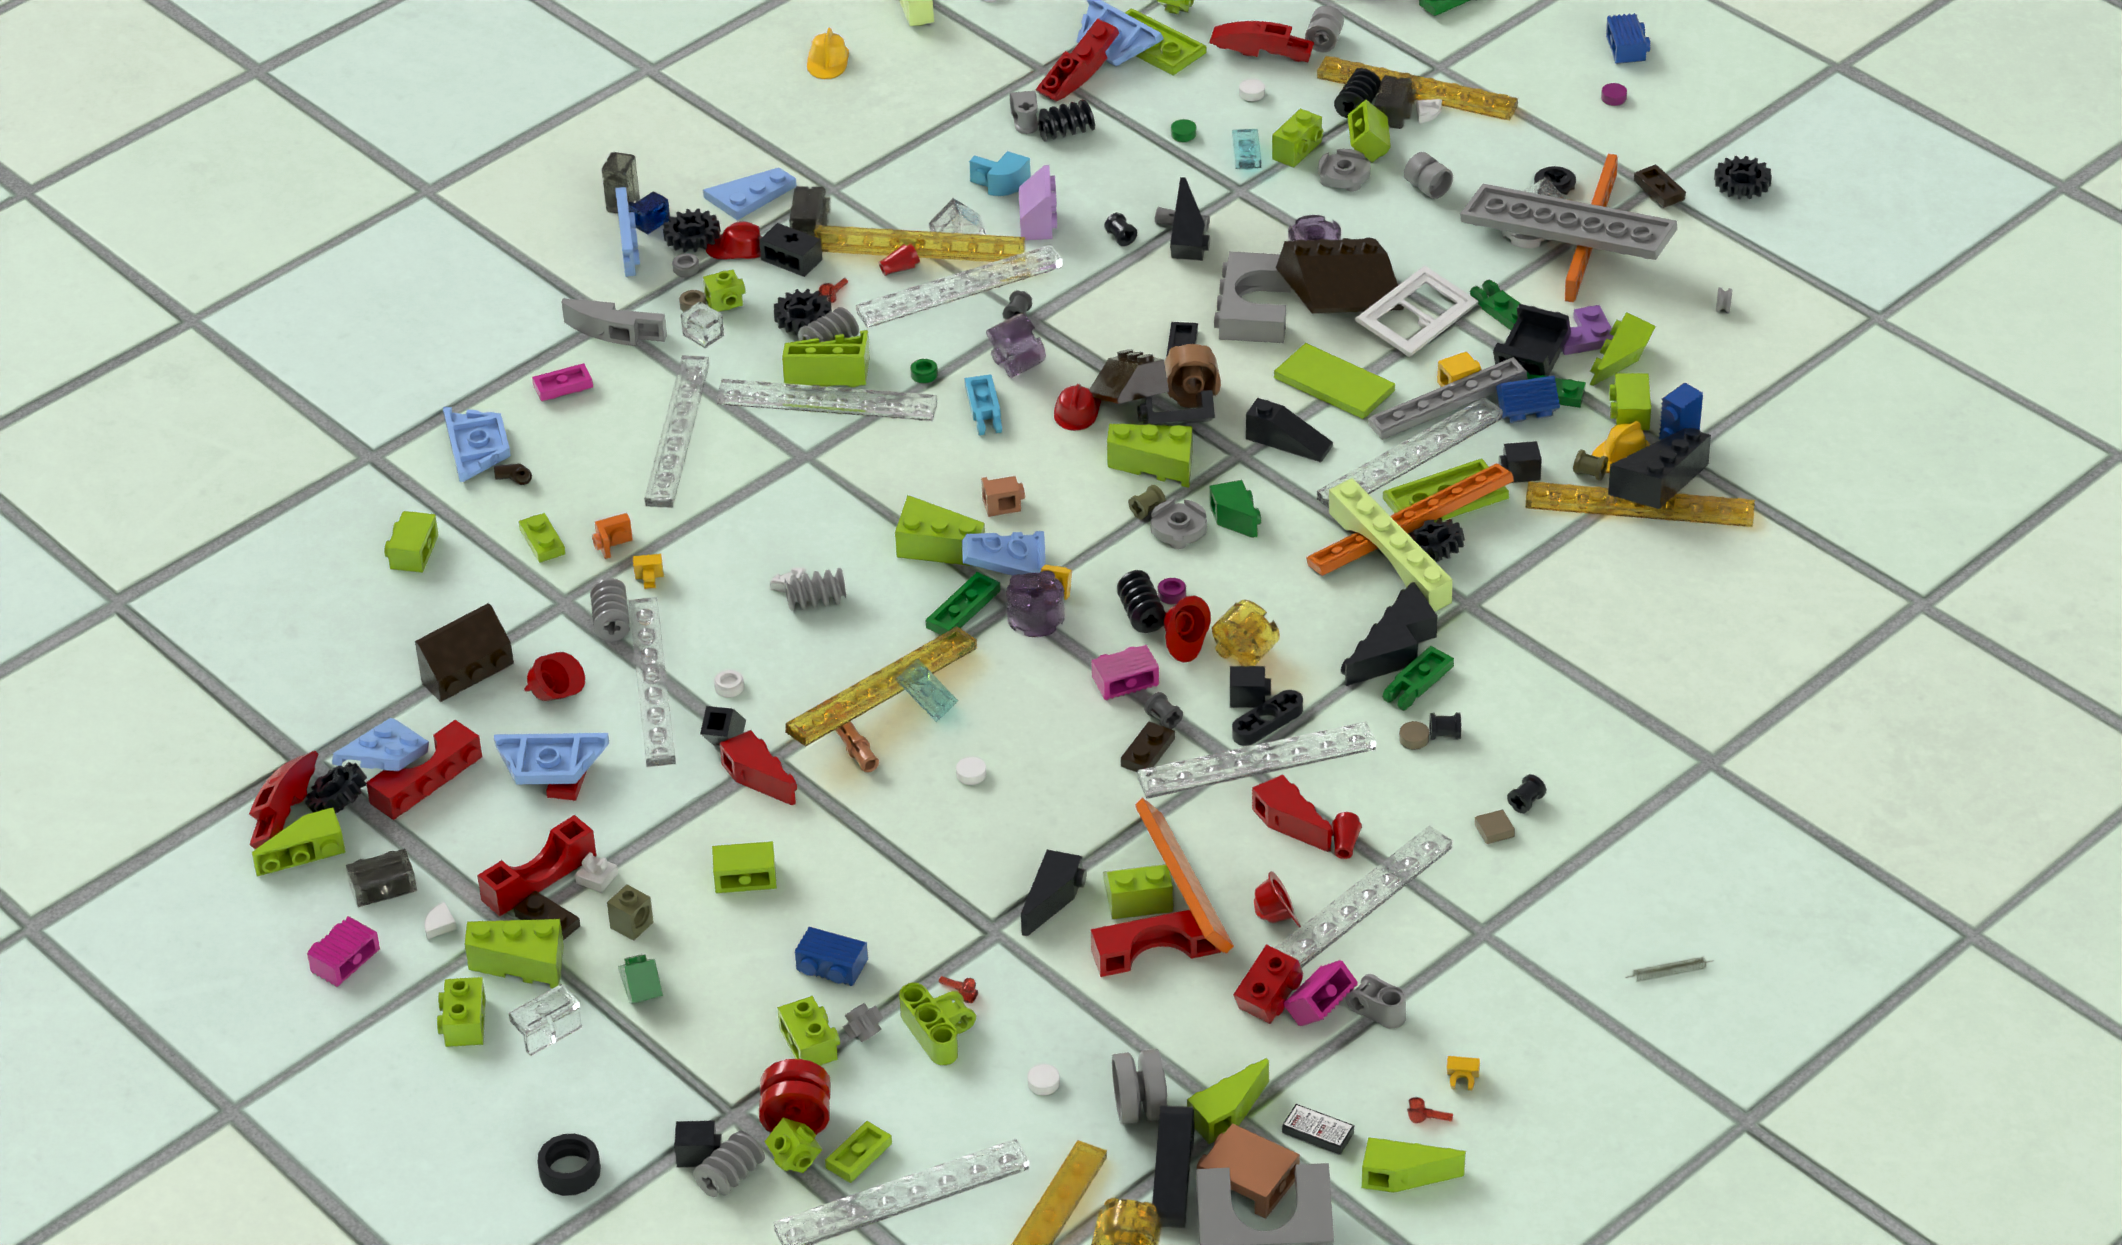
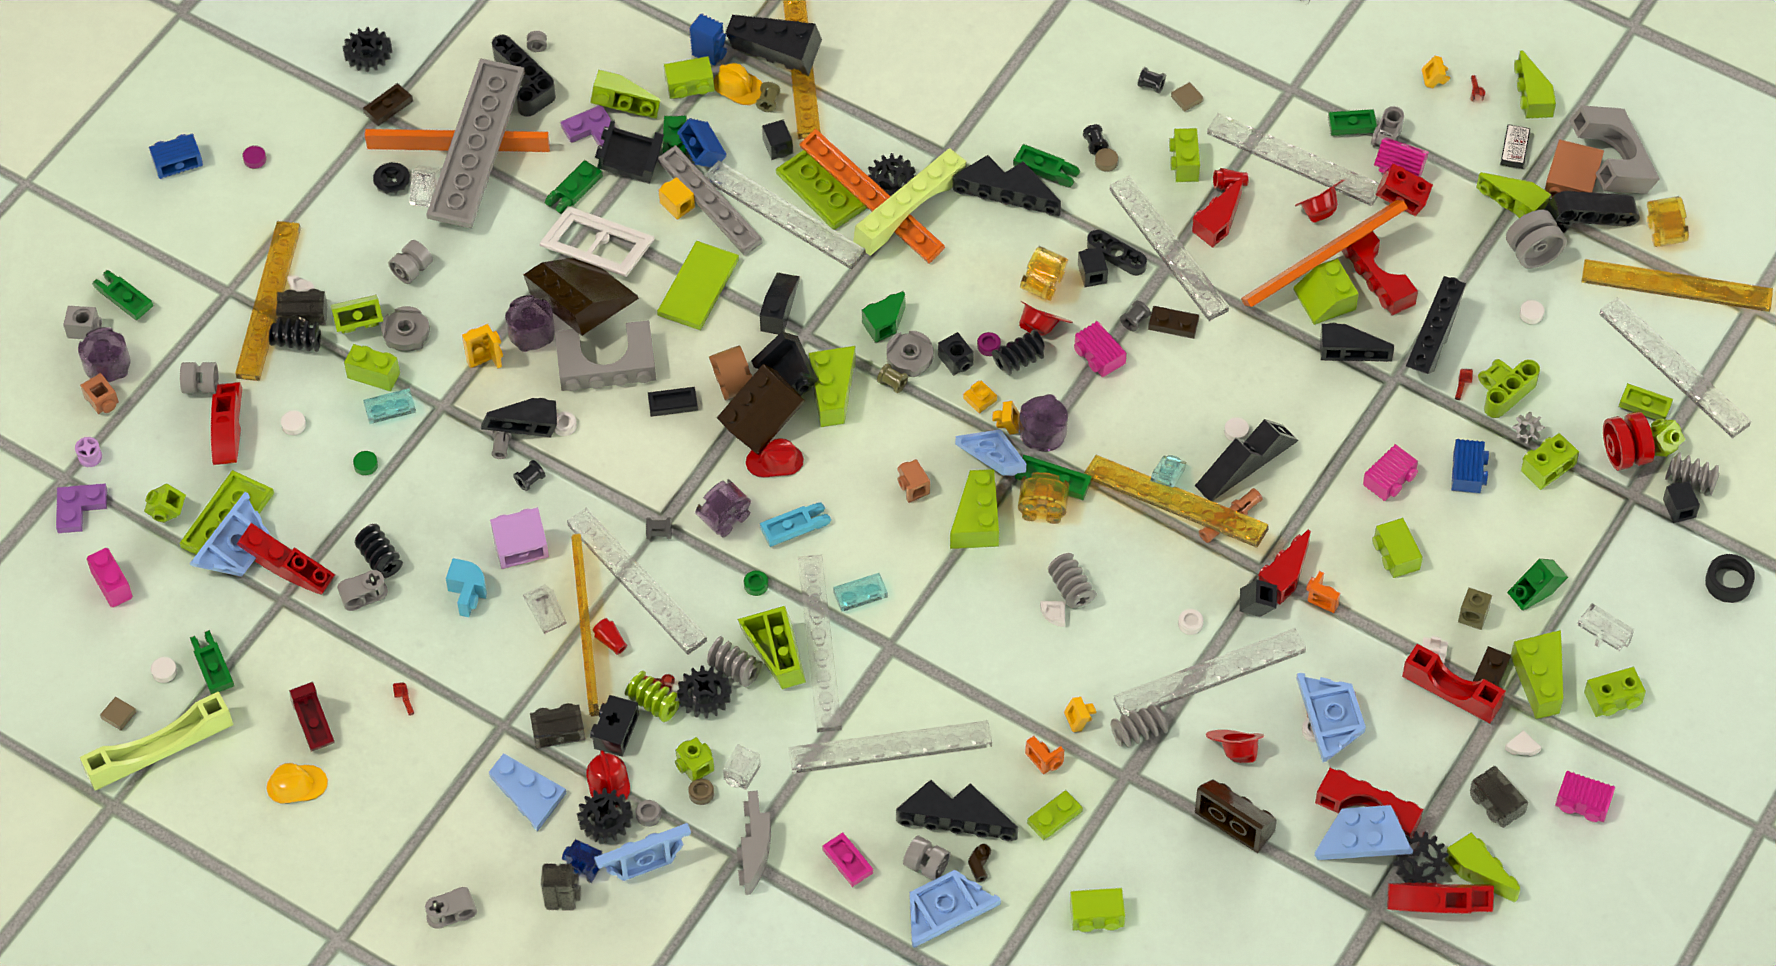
camera: 105 degrees left, 15 degrees up
(531, 430) = (918, 854): none -> light grey wheel
(574, 464) = (964, 813): none -> black slope
(640, 125) = (452, 908): none -> light grey piece
(710, 787) = (1321, 595): none -> orange bracket
(812, 273) = (651, 697): none -> lime piece
(851, 884) = (1390, 472): none -> dark pink brick
(876, 437) = (860, 592): none -> clear light blue plate
(892, 60) = (311, 716): none -> dark red bracket
(897, 127) = (401, 690): none -> clear red hand
(925, 767) = (1244, 458): none -> black slope
(928, 578) = (1043, 497): none -> clear yellow brick
(984, 15) = (212, 664): none -> green hinge
(1038, 959) = (1436, 326): none -> black slope
(1100, 570) = (980, 396): none -> yellow tile
(1161, 554) = (953, 346): none -> black brick
(1182, 265) = (565, 424): none -> white tile
(1288, 203) = (481, 346): none -> yellow bracket
(1392, 797) = (1186, 155): none -> lime brick
(1404, 967) = (1352, 122): none -> green plate
(1674, 287) = (537, 84): none -> black beam

